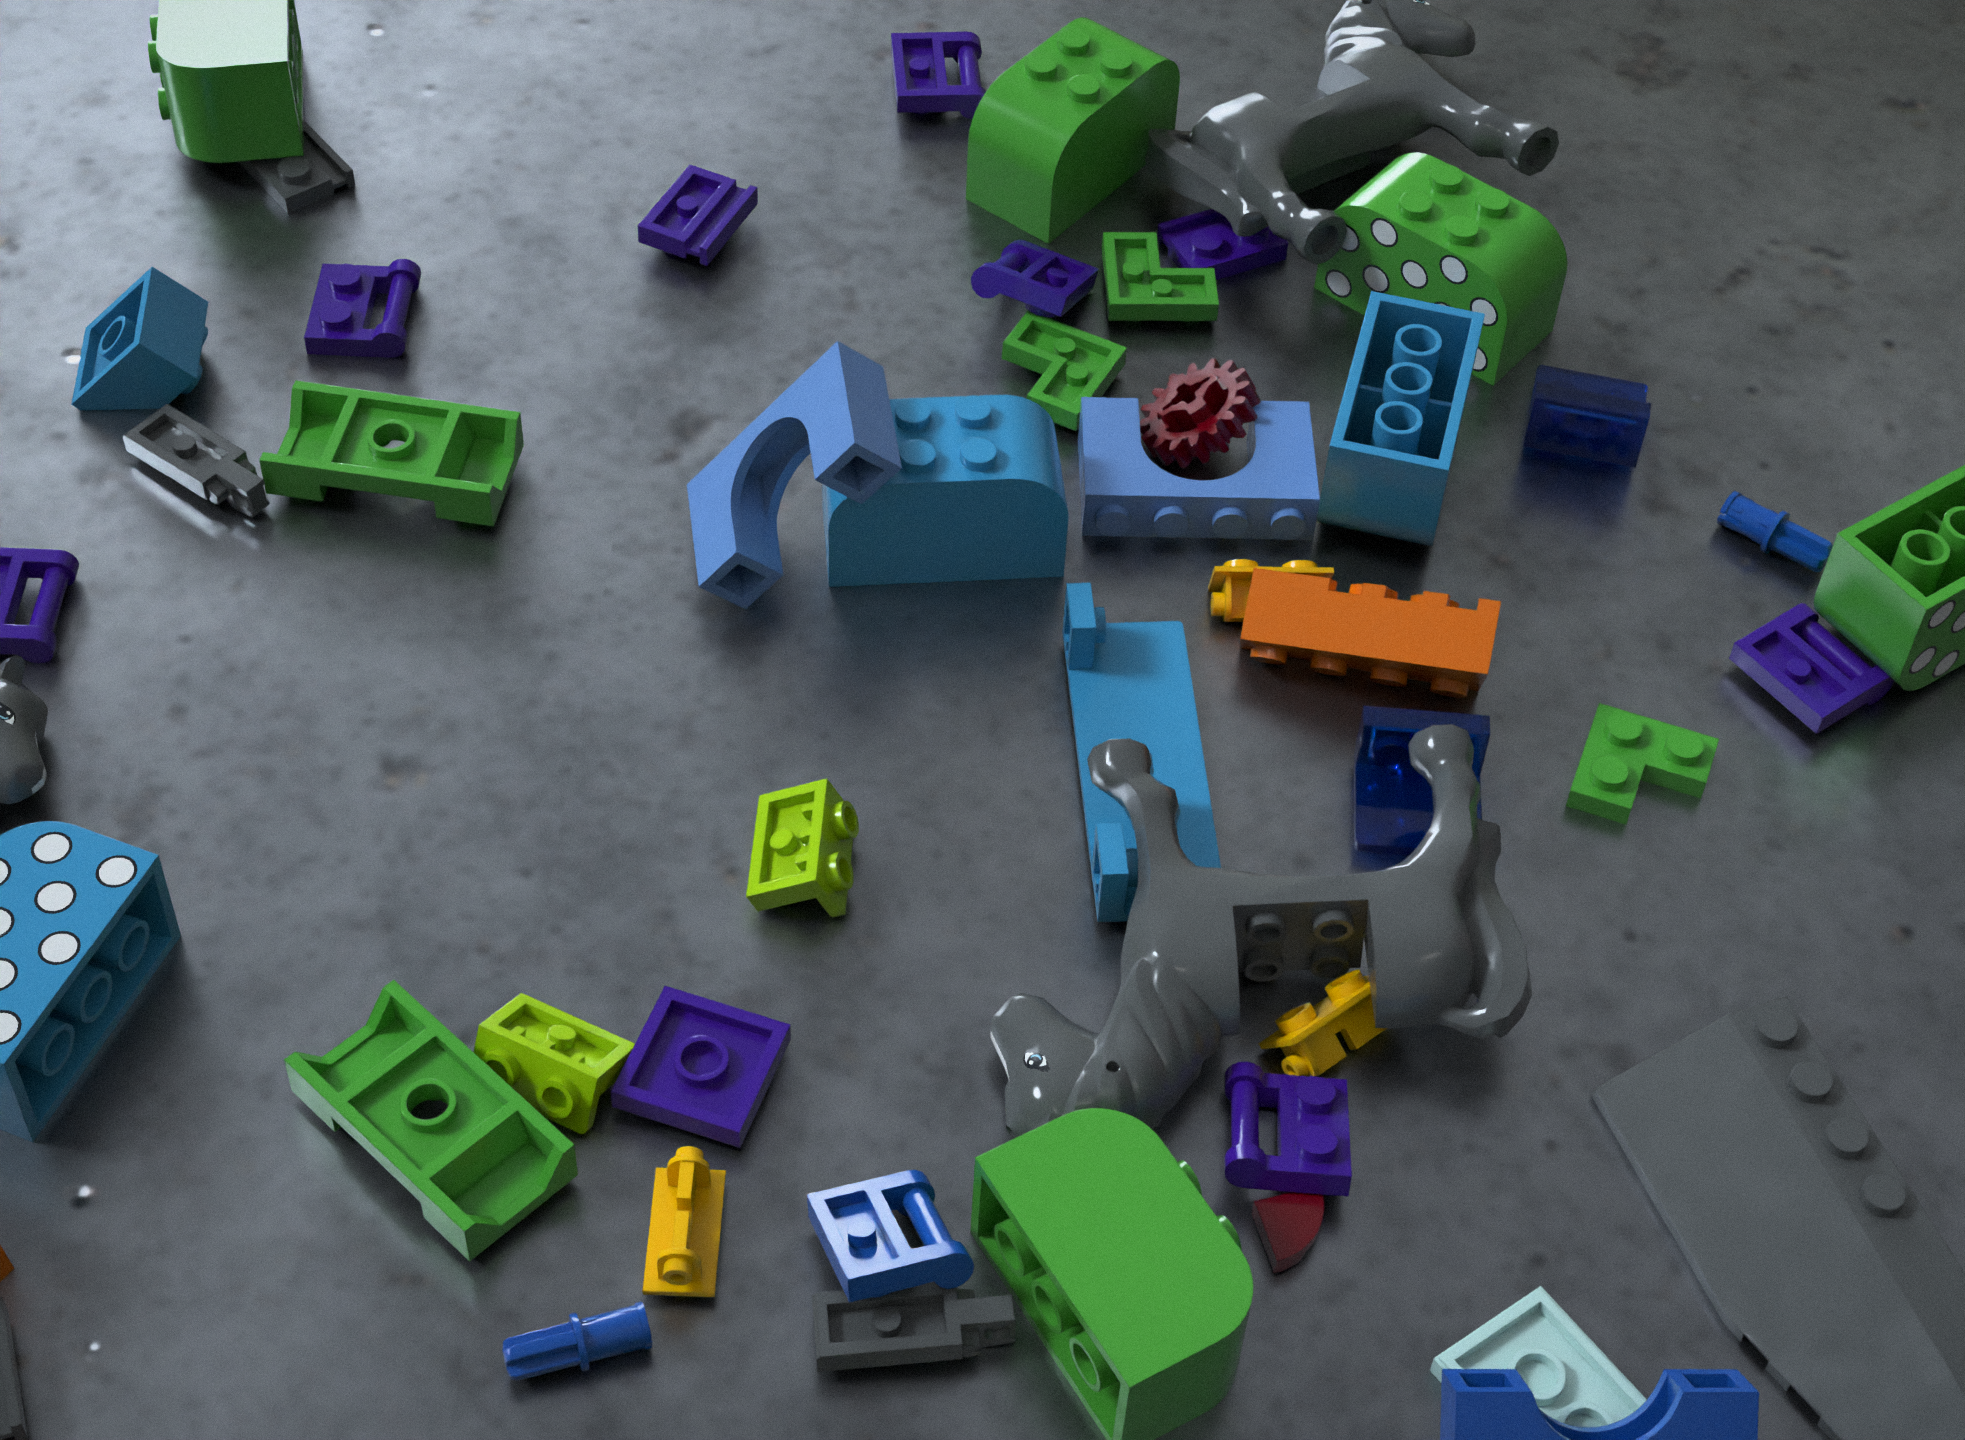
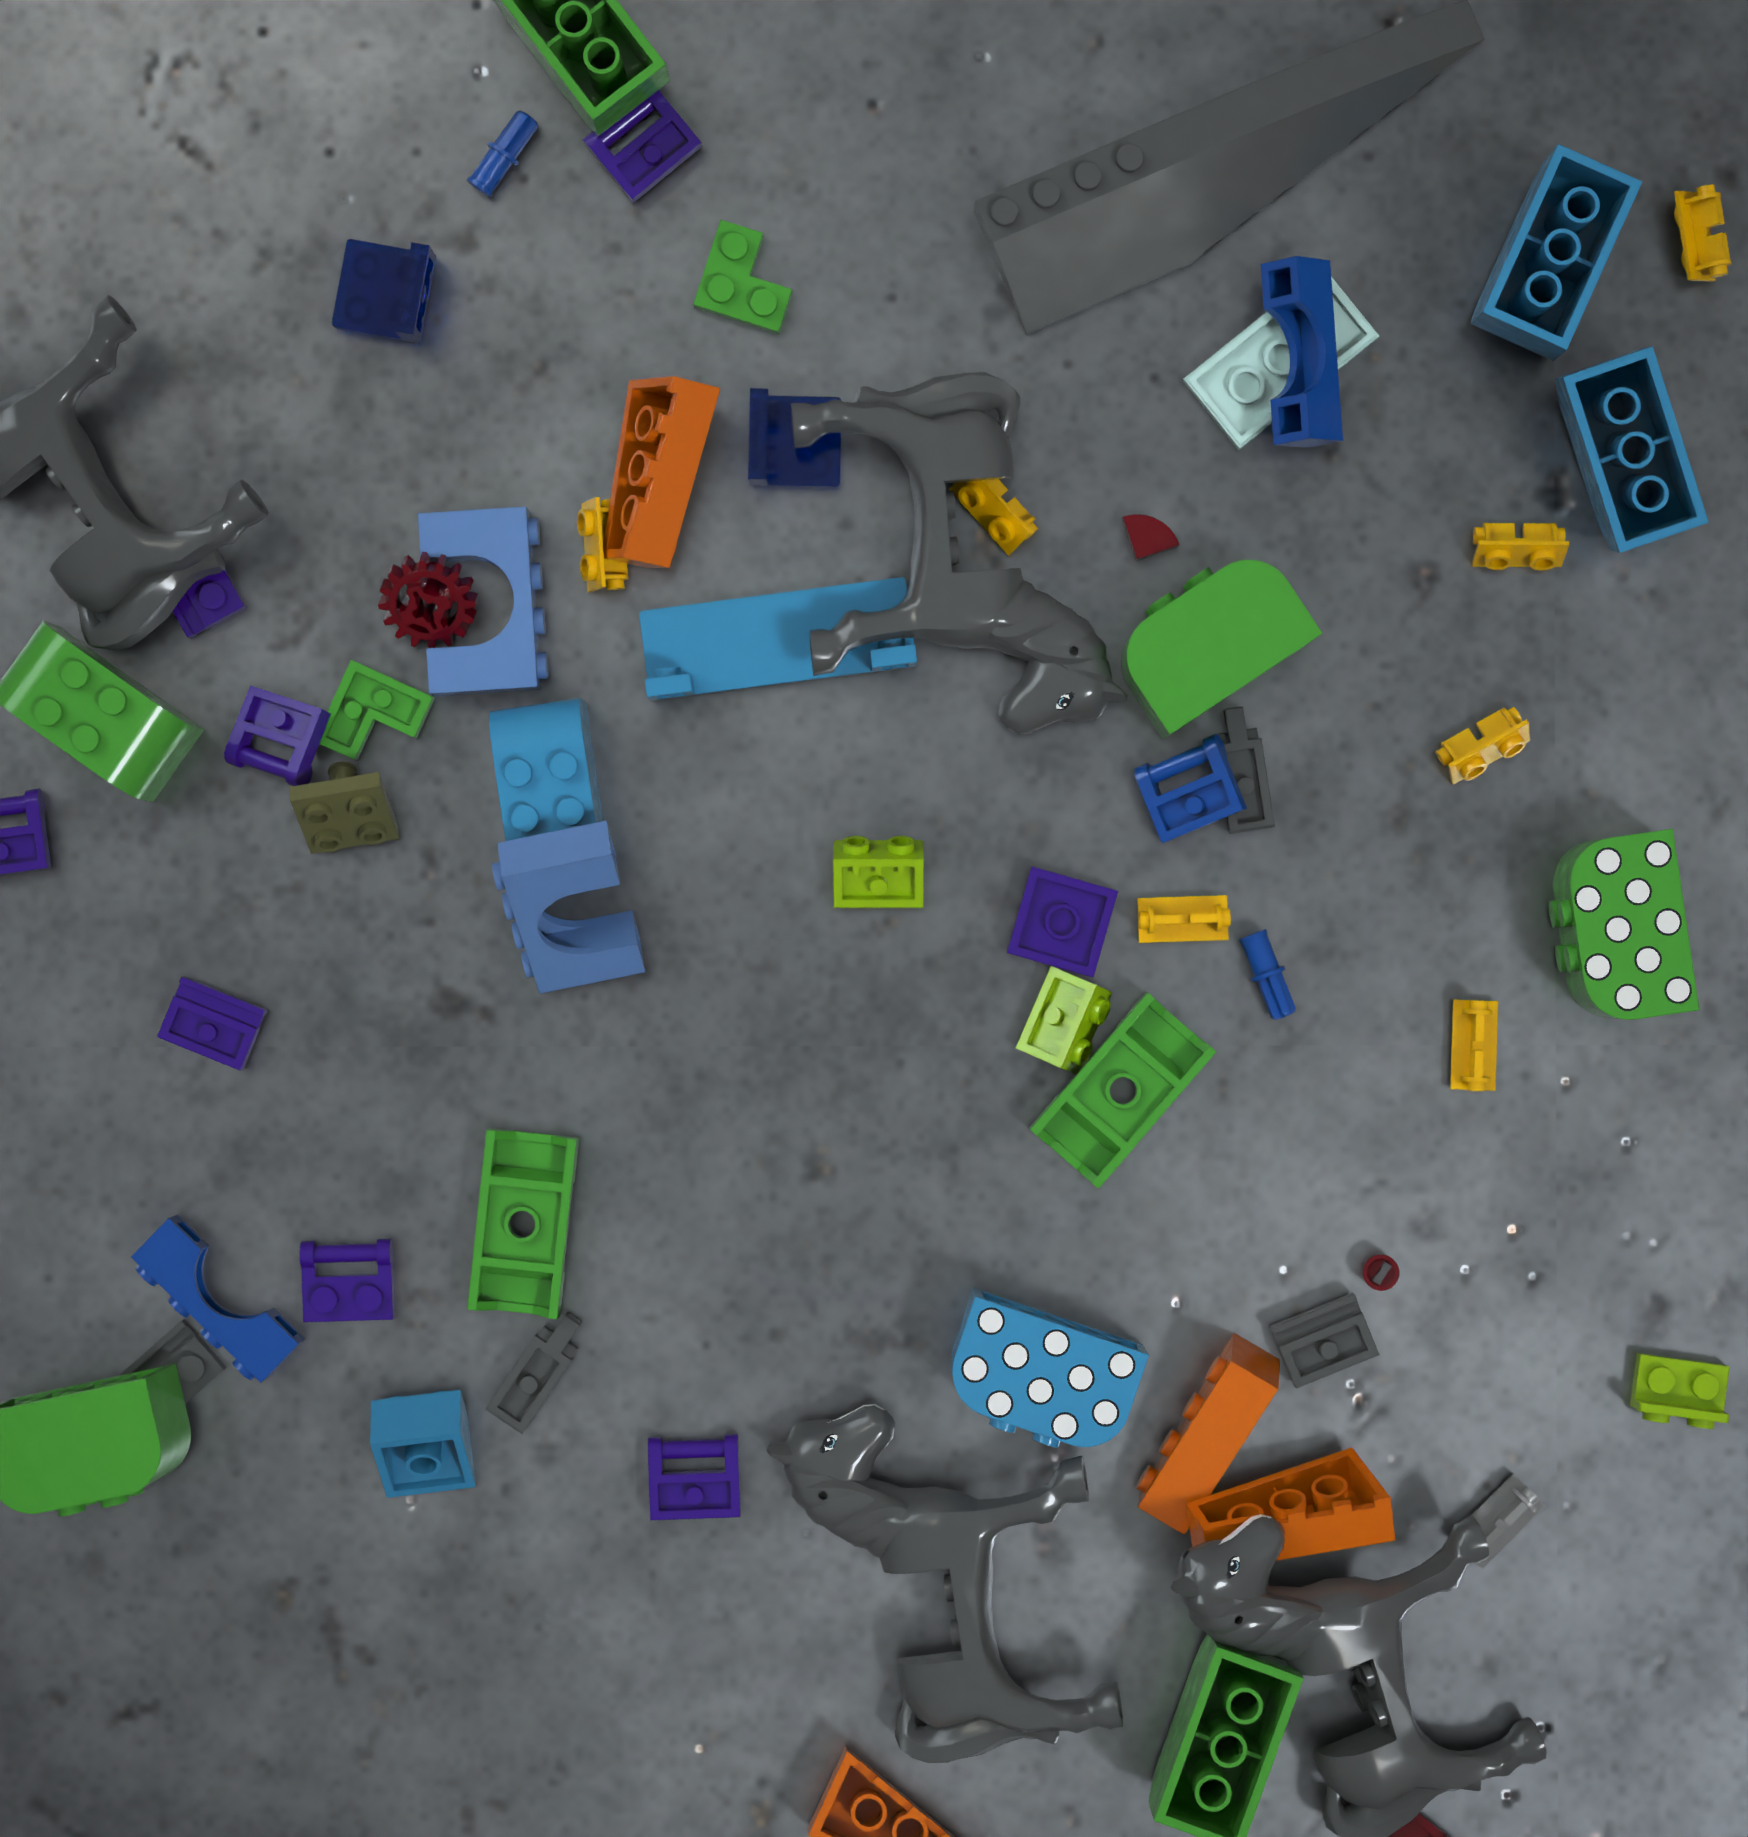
camera: 90 degrees left, 40 degrees up
(418, 166) = (176, 1262): none -> blue arch
(941, 319) = (344, 810): none -> olive plate
(1144, 291) = (269, 650): bright green plate -> none
(1310, 1132) = (1083, 522): dark purple plate -> none
(1400, 418) = (456, 441): dark azure brick -> none
(1452, 243) = (245, 398): bright green brick -> none

